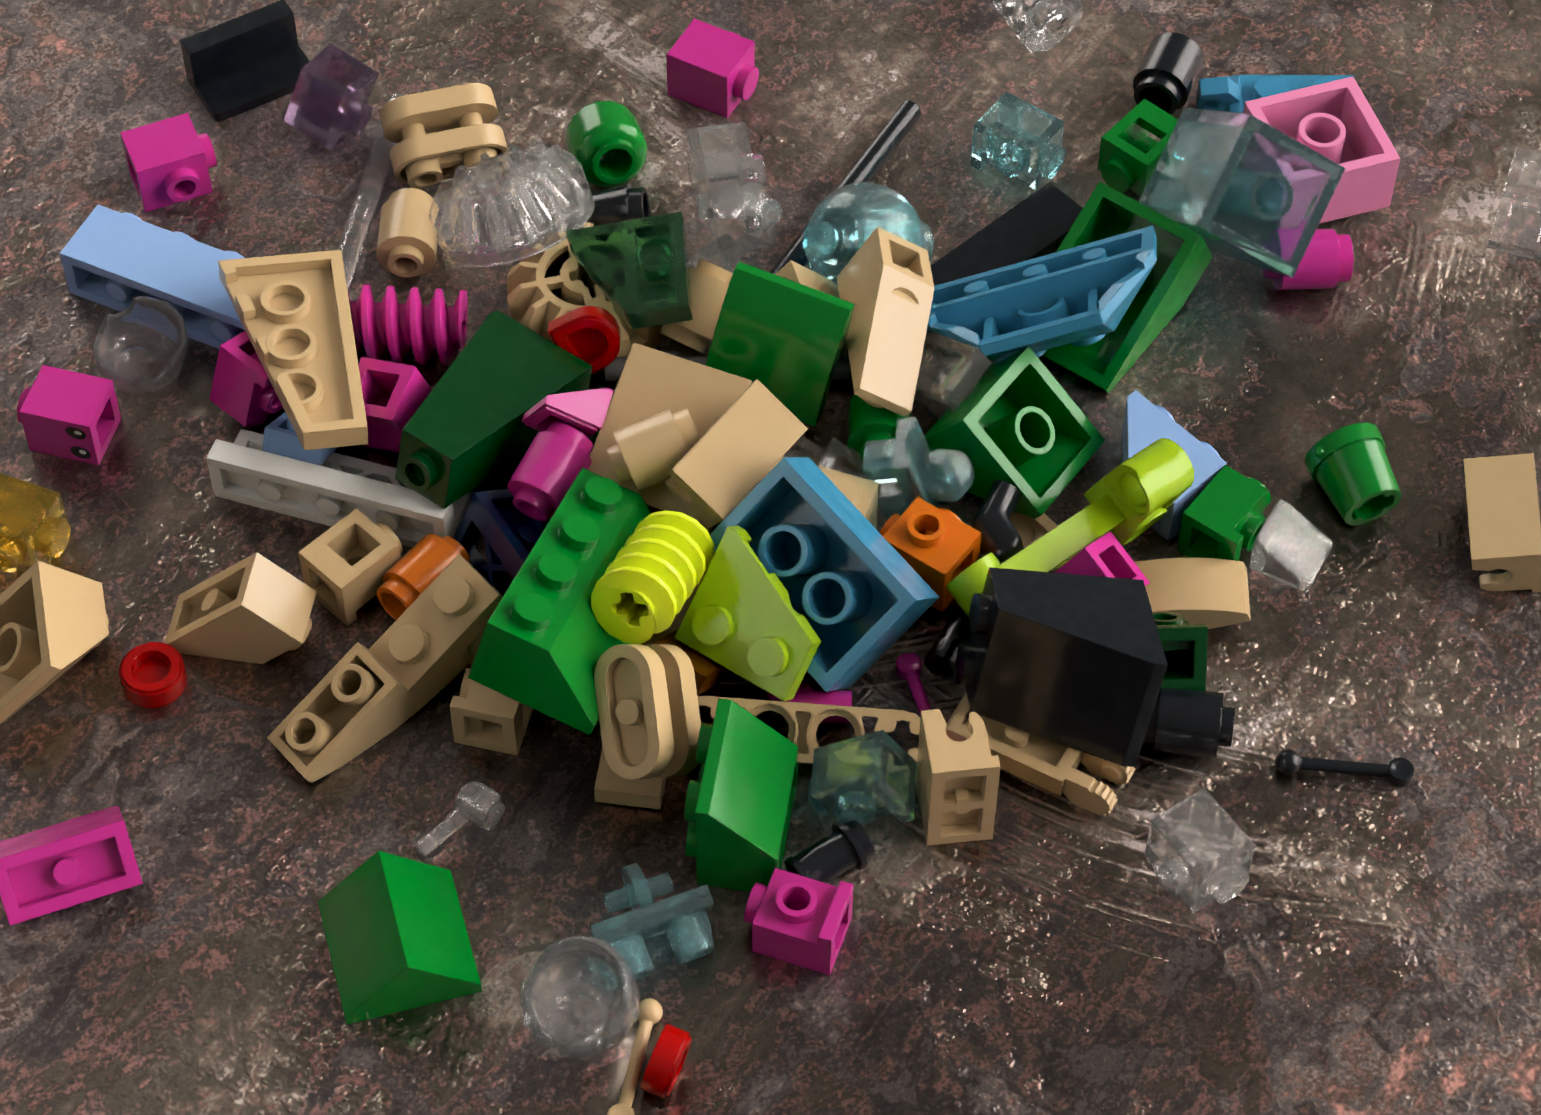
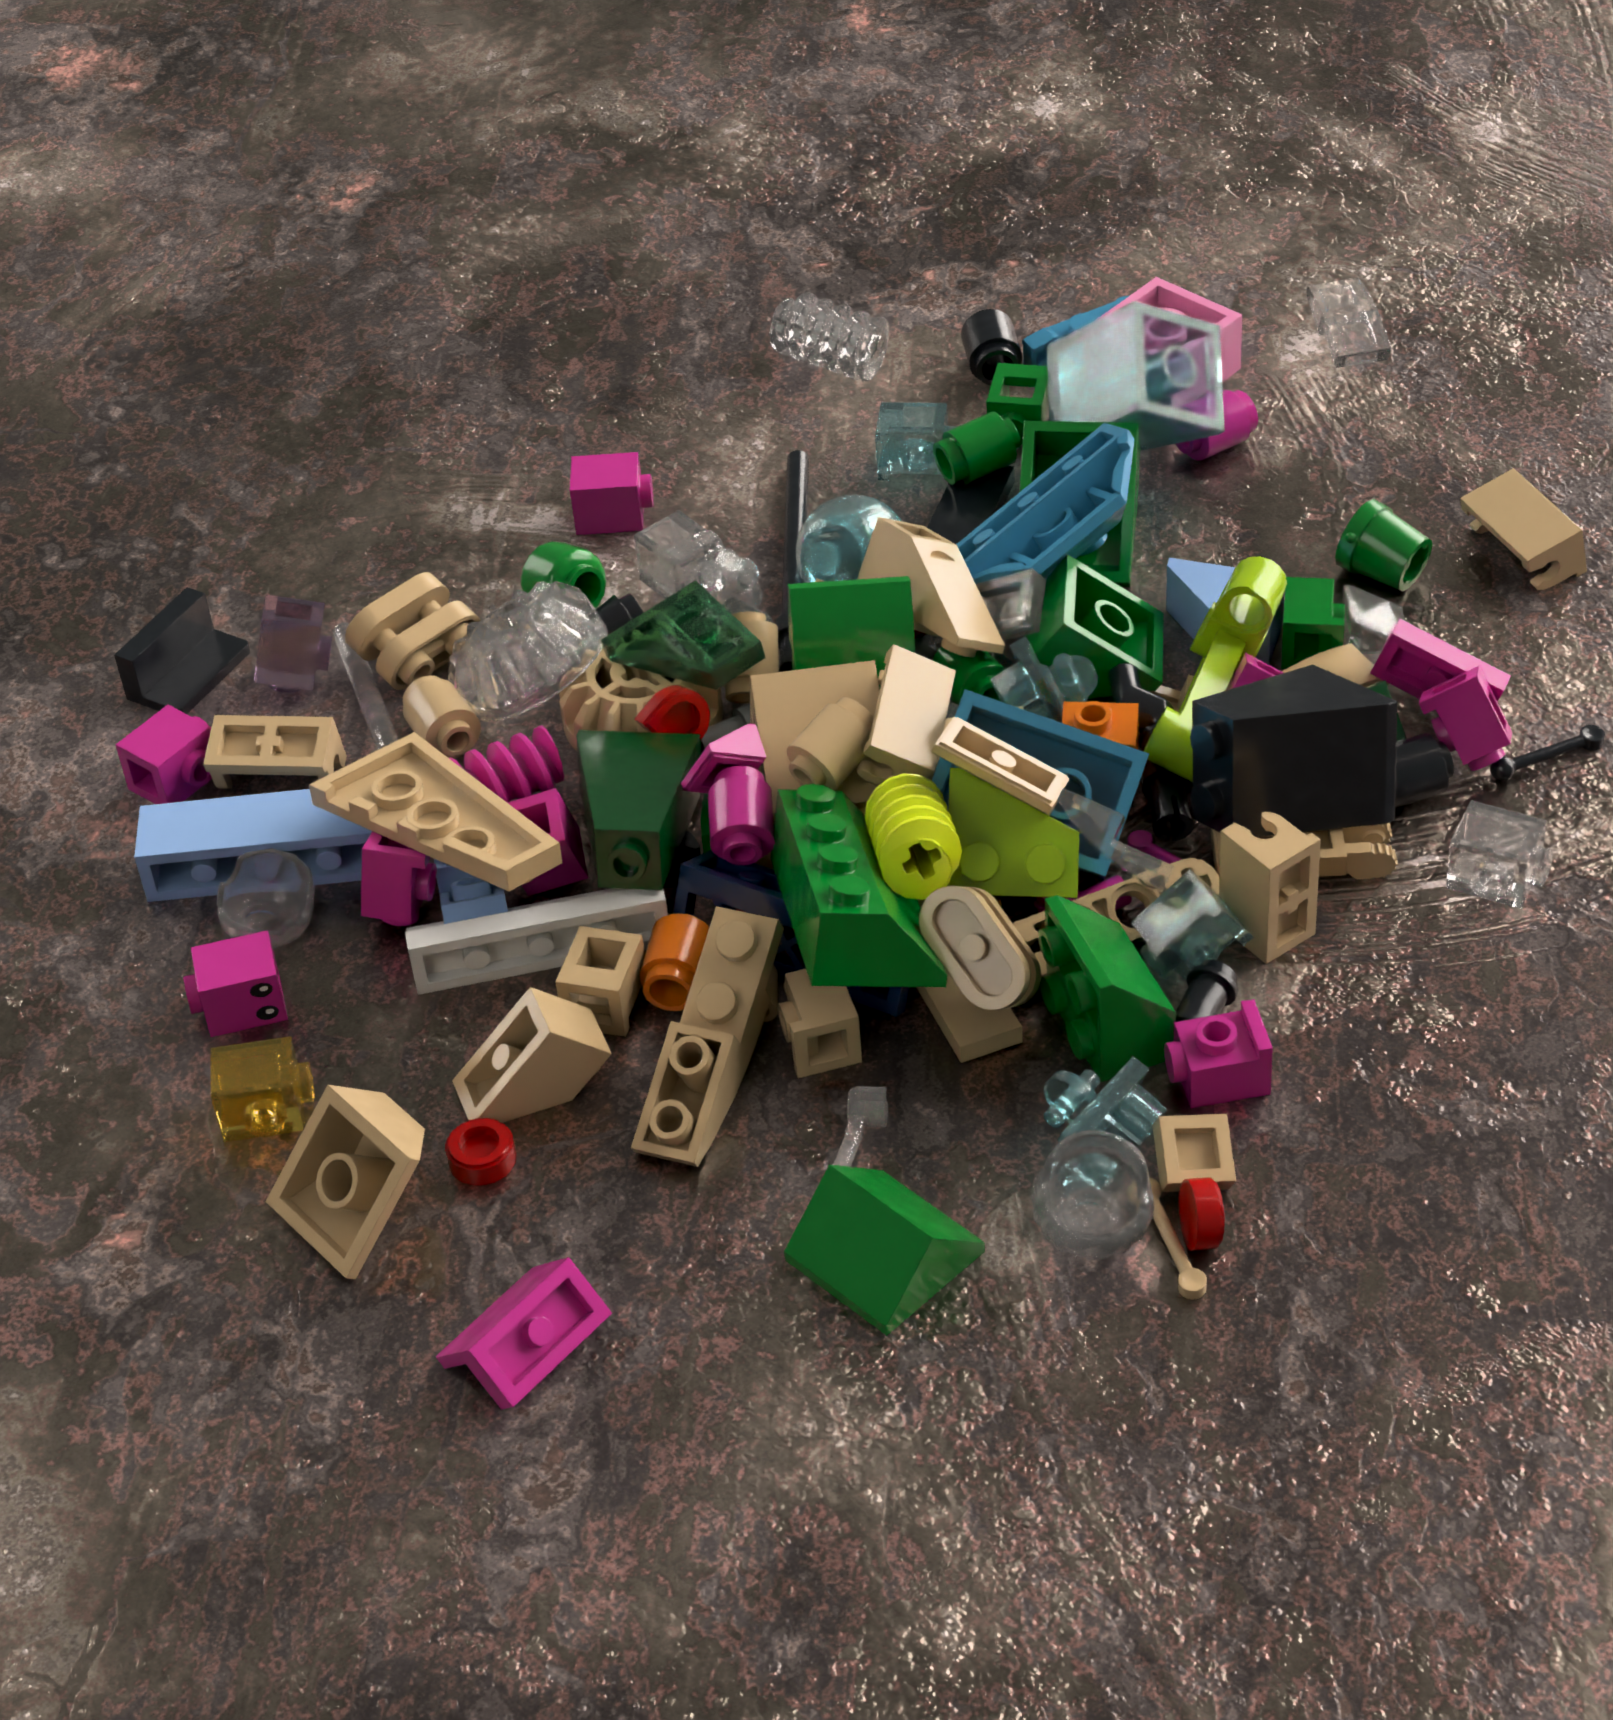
camera: 25 degrees left, 10 degrees down
(248, 199) = (272, 747): none -> tan hinge
(705, 1000) = (1193, 1149): none -> tan plate
(764, 551) = (1001, 765): none -> tan slope
(826, 651) = (1101, 828): none -> clear slope
(1056, 182) = (977, 448): none -> green brick
(1277, 698) = (1468, 718): none -> dark pink brick
(1299, 634) = (1421, 661): none -> dark pink panel

